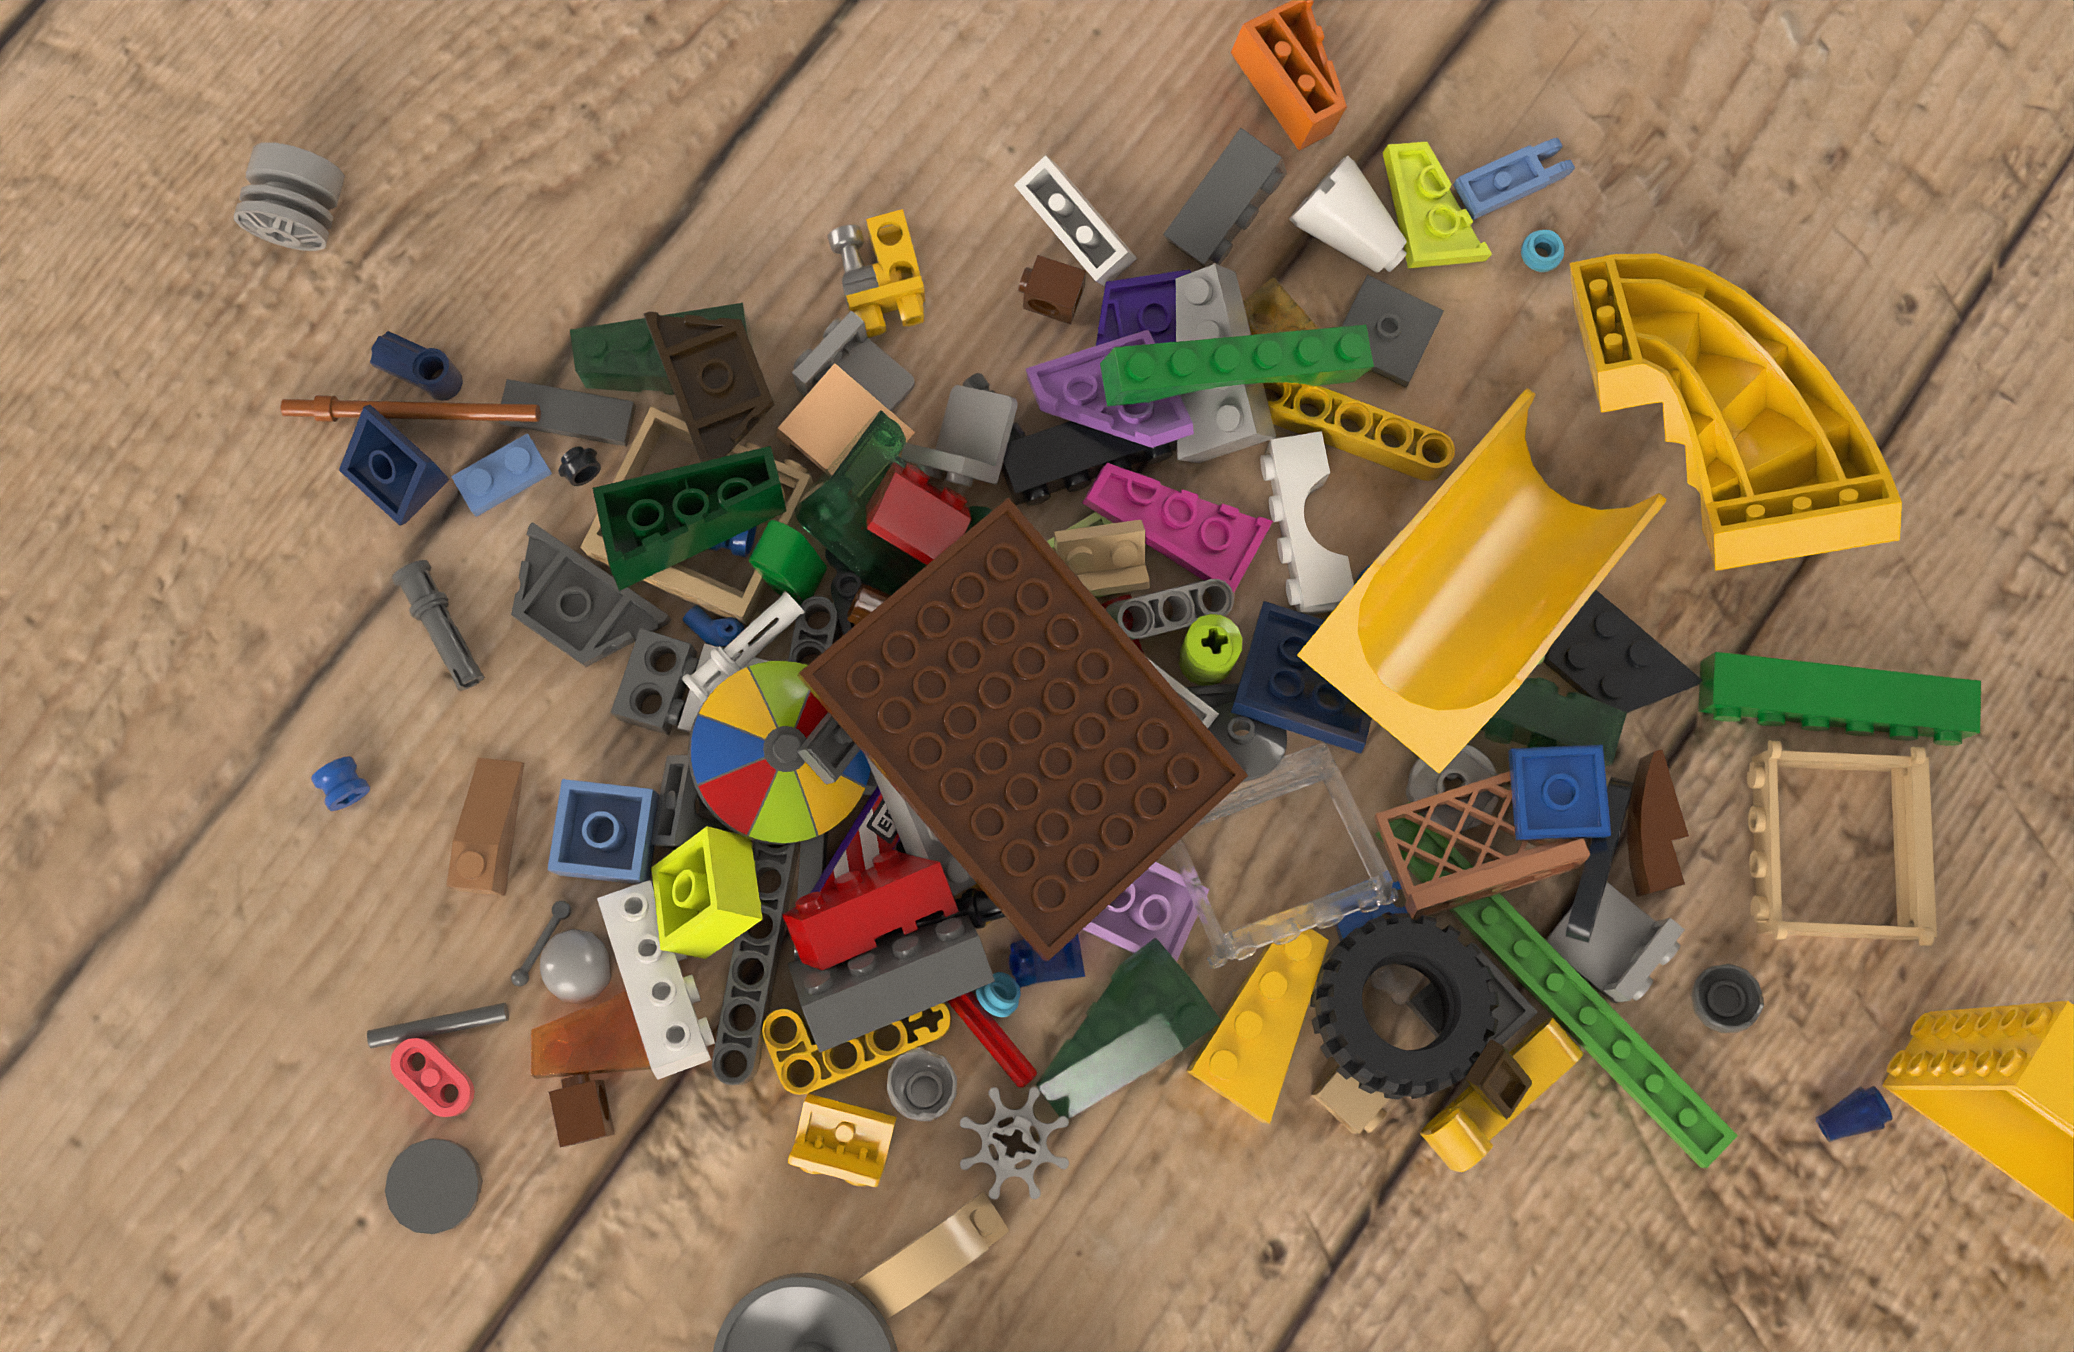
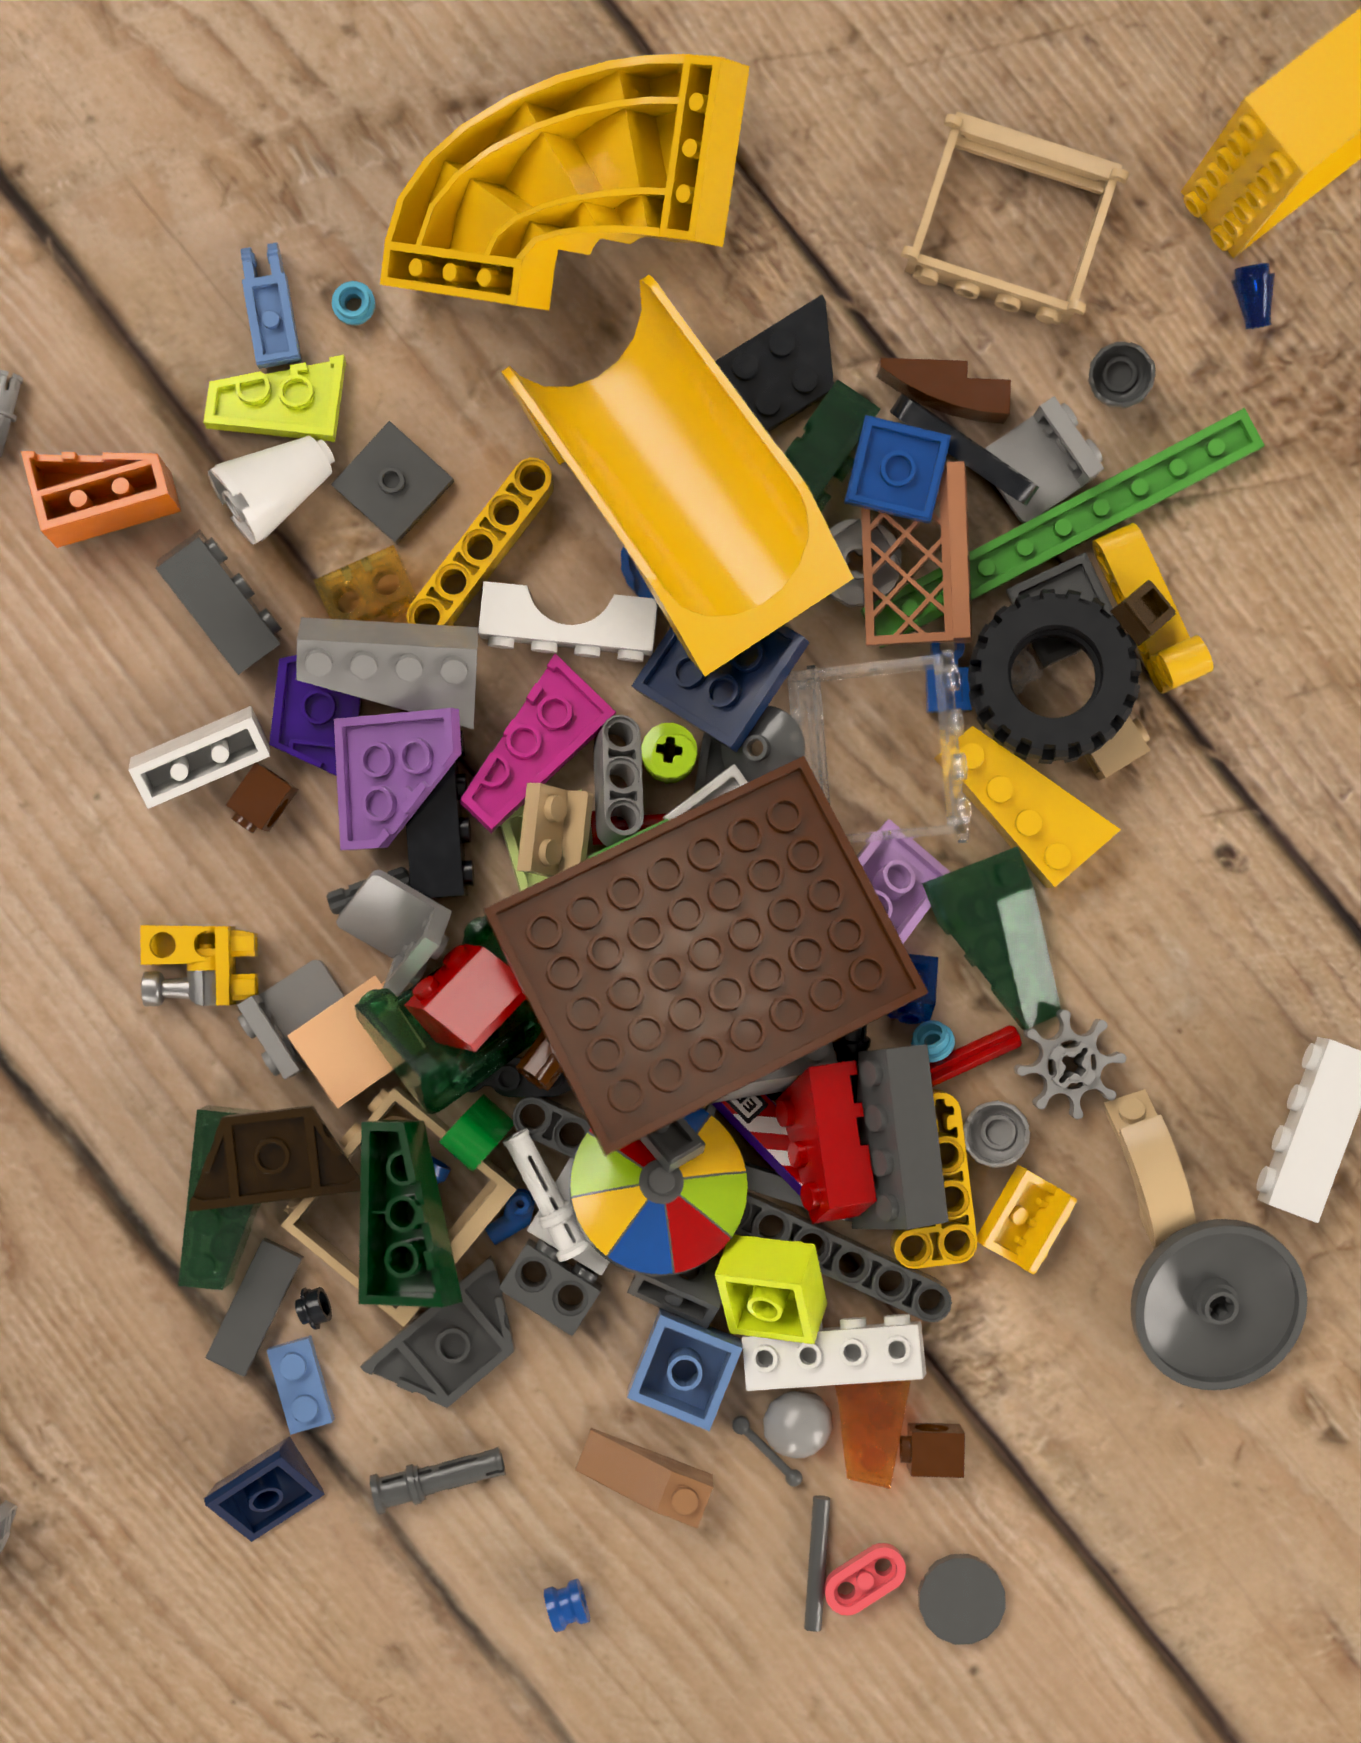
camera: 75 degrees left, 10 degrees up
(329, 409) = (187, 1536): dark orange bar -> none
(416, 365) = (166, 1444): dark blue piece -> none
(1181, 367) = (402, 647): green arch -> none
(1839, 697) = (874, 171): green brick -> none

